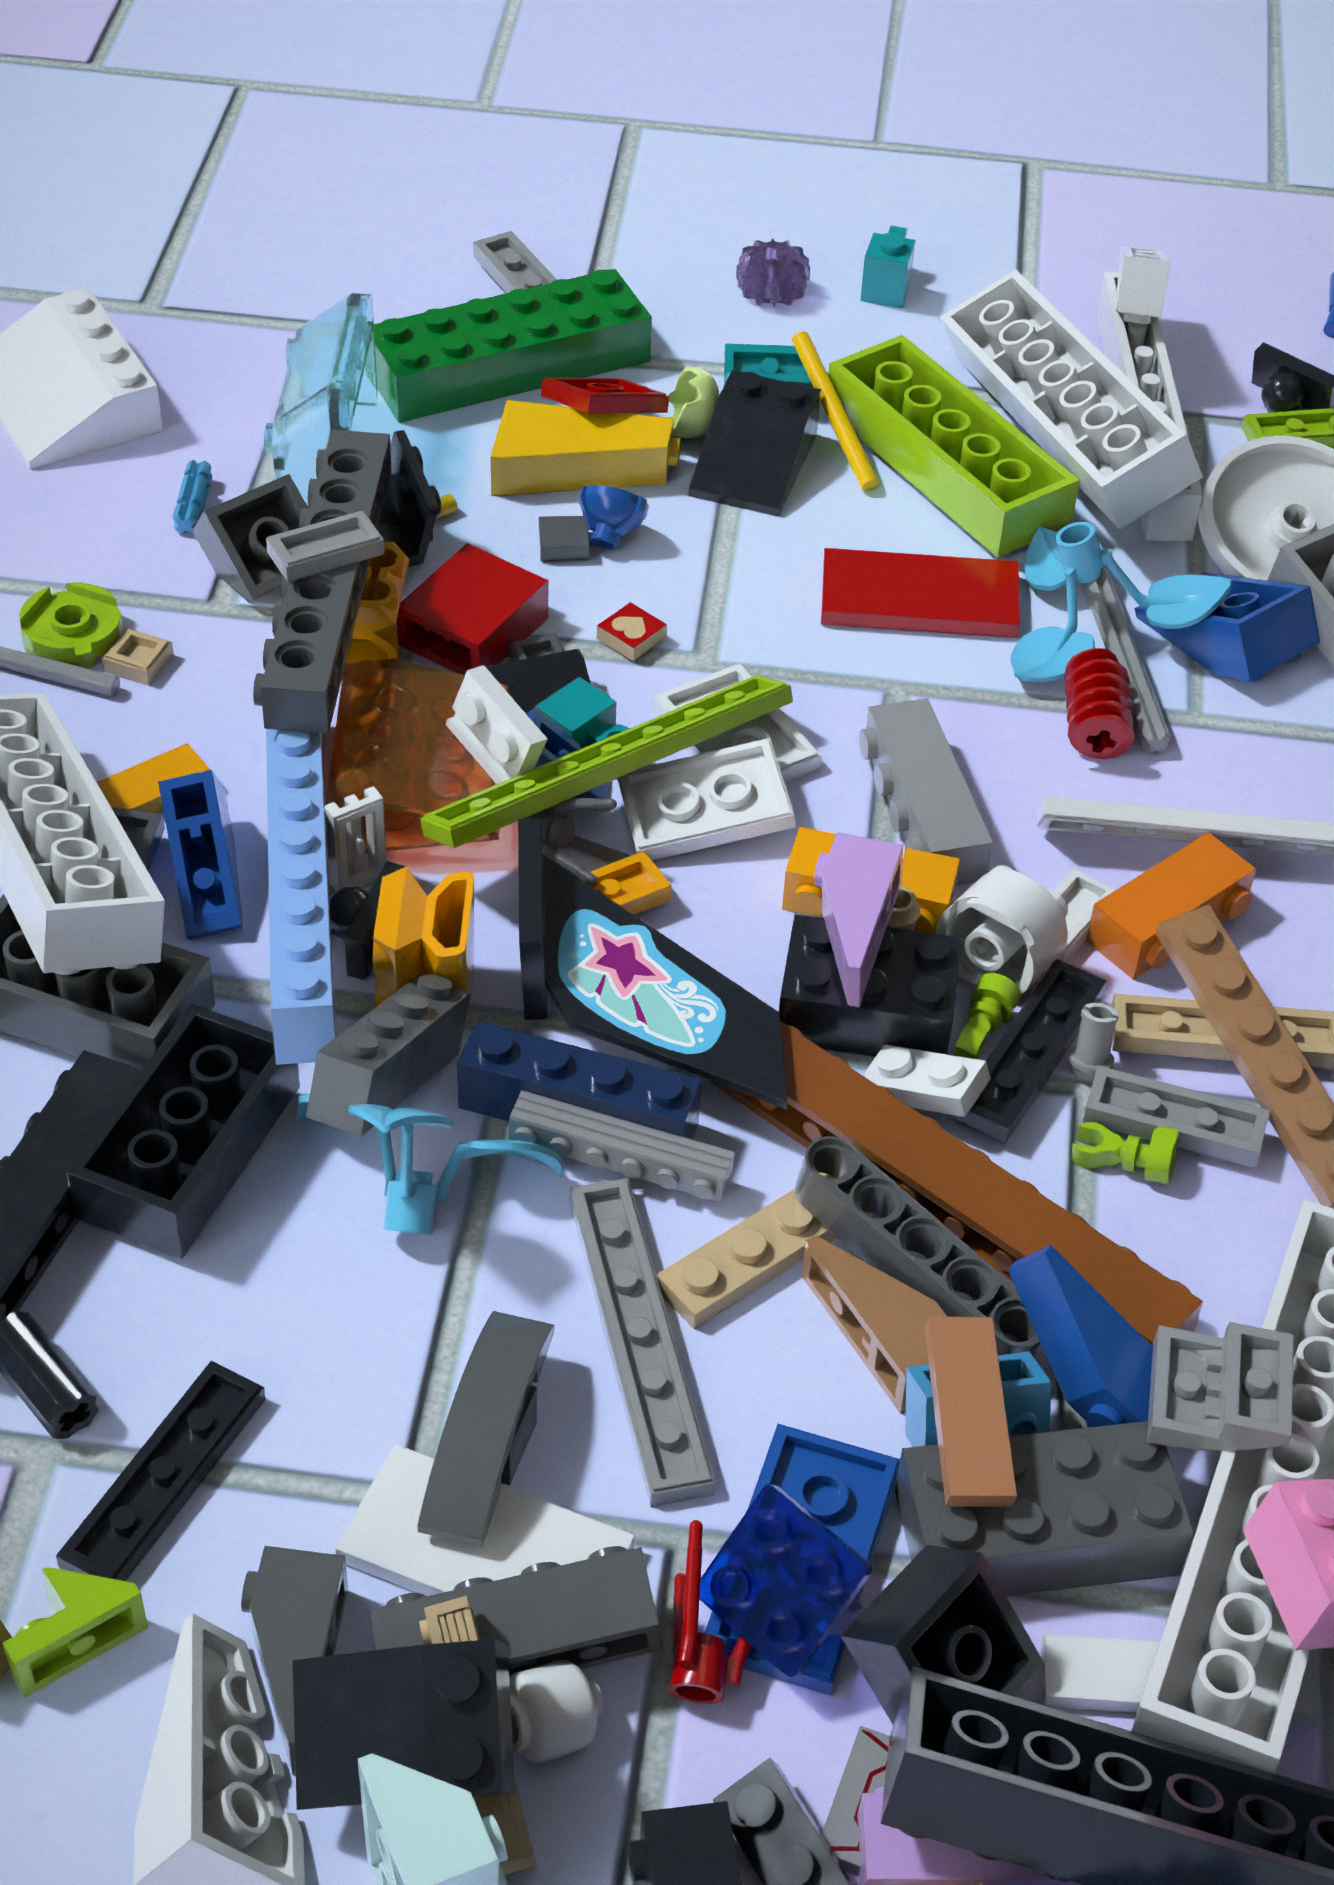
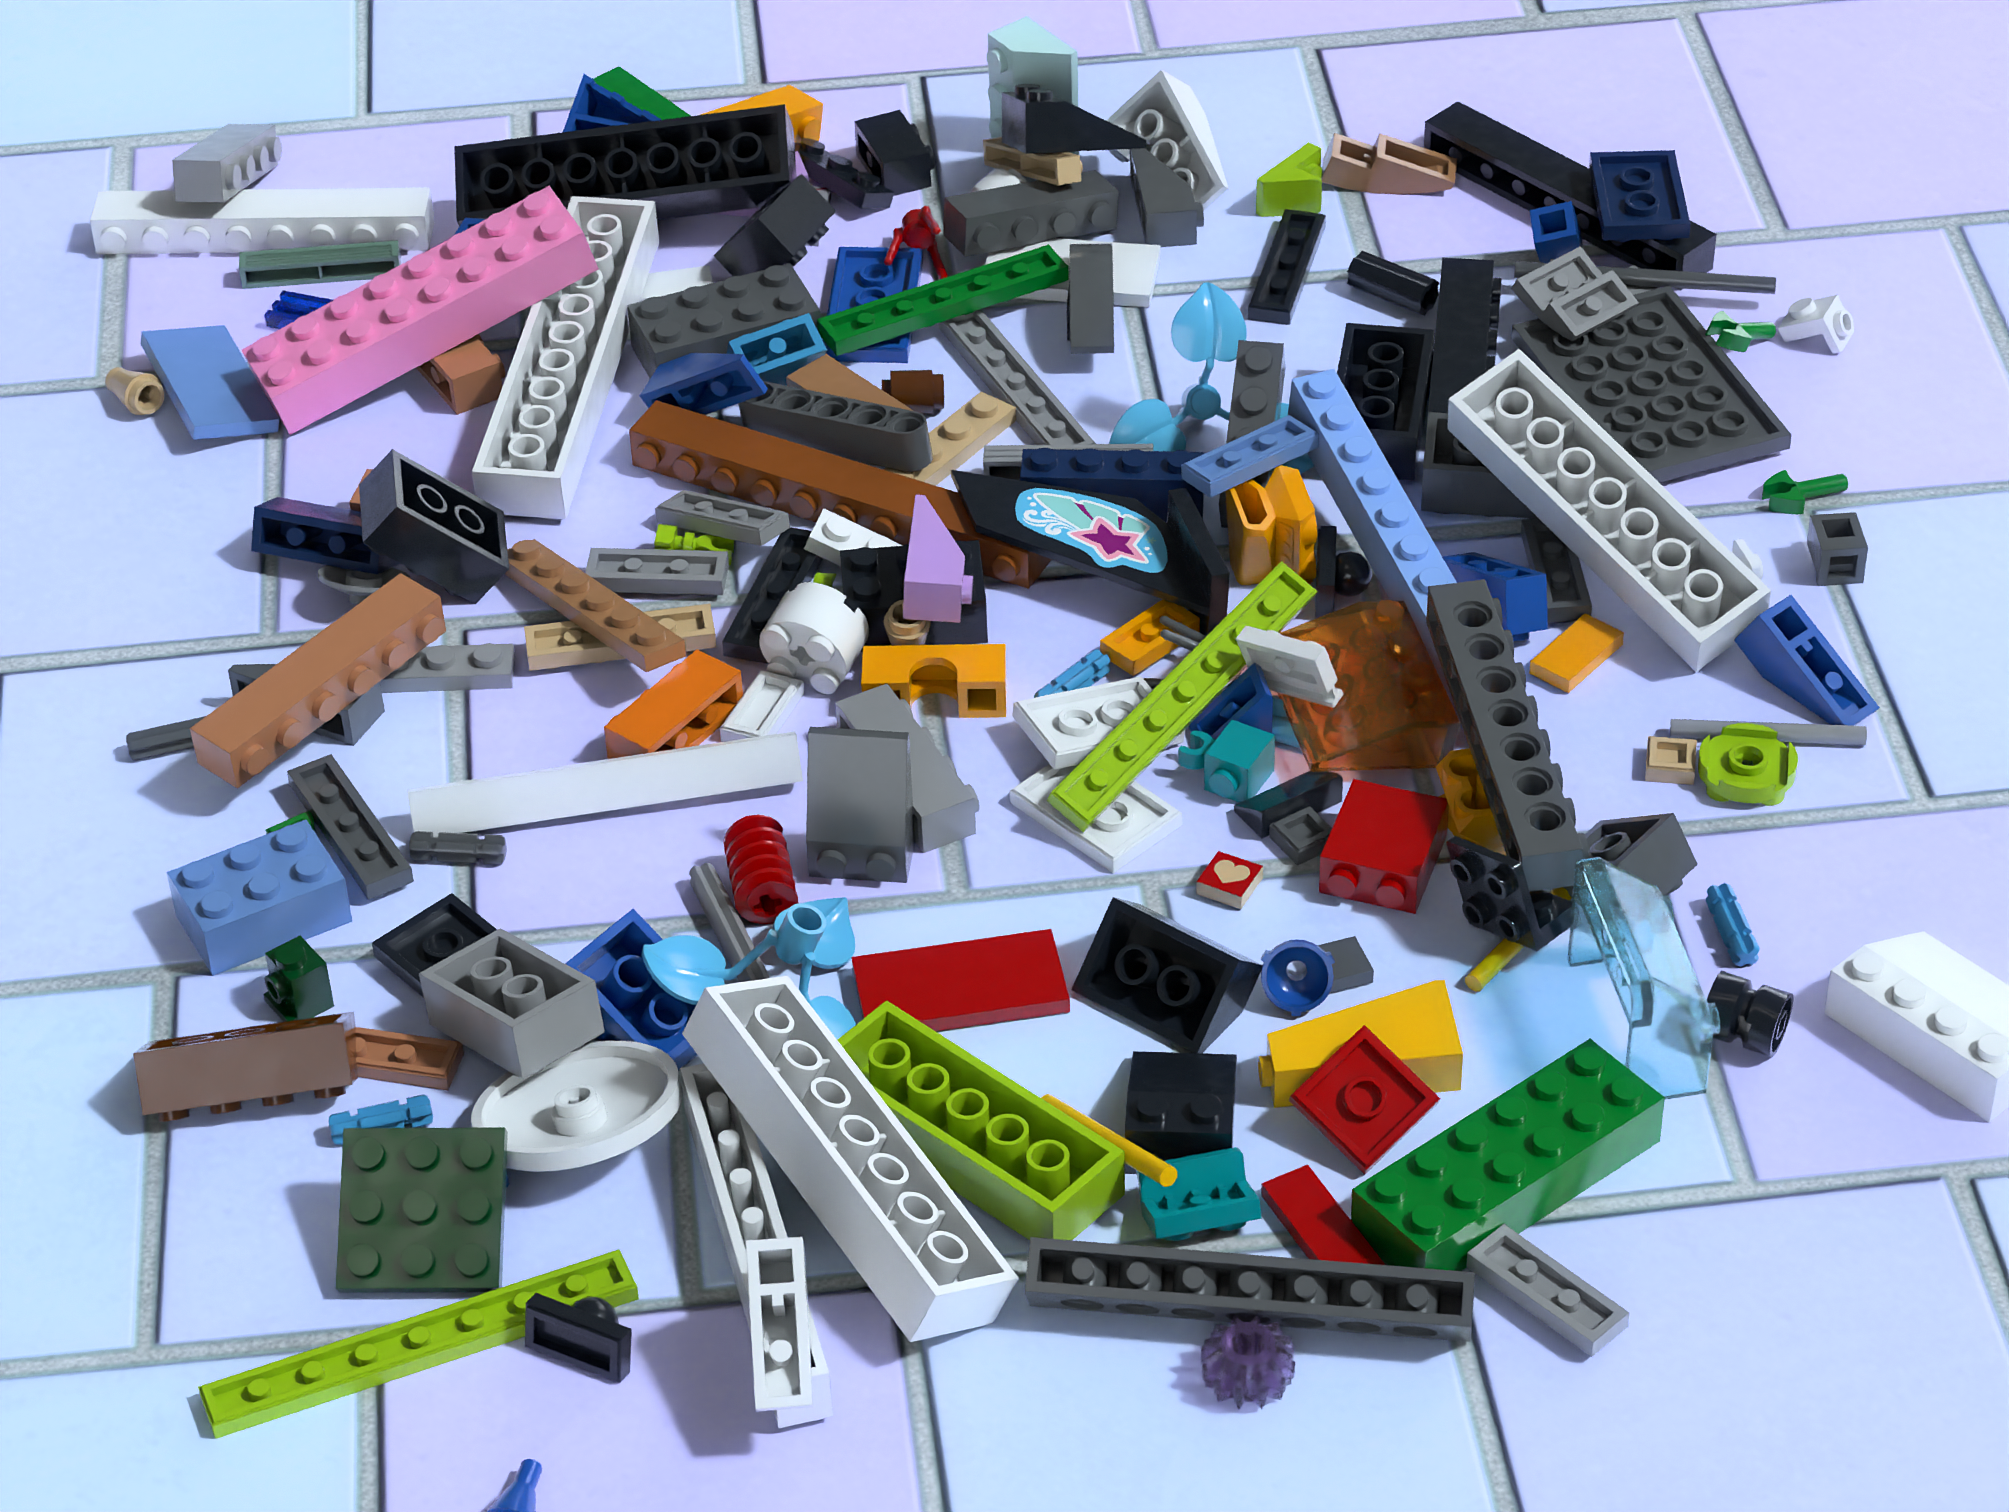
camera: 170 degrees right, 5 degrees down
(237, 402) = (1750, 1014): none -> black wheel
(325, 545) = (1506, 706): light grey tile -> none
(335, 820) = (1369, 576): white tile -> none
(424, 955) = (1249, 456): none -> medium blue tile
(610, 247) = (1244, 1285): none -> dark grey brick
(671, 346) = (1316, 1218): none -> red tile
(693, 402) = (1265, 1122): yellowish green hair -> none
(703, 1467) = (942, 300): none -> green plate
(714, 867) = (1079, 675): none -> dark azure axle
(723, 544) = (1165, 976): none -> black slope
(784, 1581) = (873, 247): clear blue bracket -> none
(789, 1328) = (916, 389): none -> reddish brown brick
(888, 268) = (1106, 1395): teal brick -> none
(969, 1412) = (780, 304): nougat tile -> none
(993, 699) = (859, 805): none -> dark grey slope
(1086, 1164) = (722, 517): none -> light grey tile
(1094, 1040) = (726, 592): light grey pin -> none
(1221, 1389) = (615, 349): light grey slope -> none

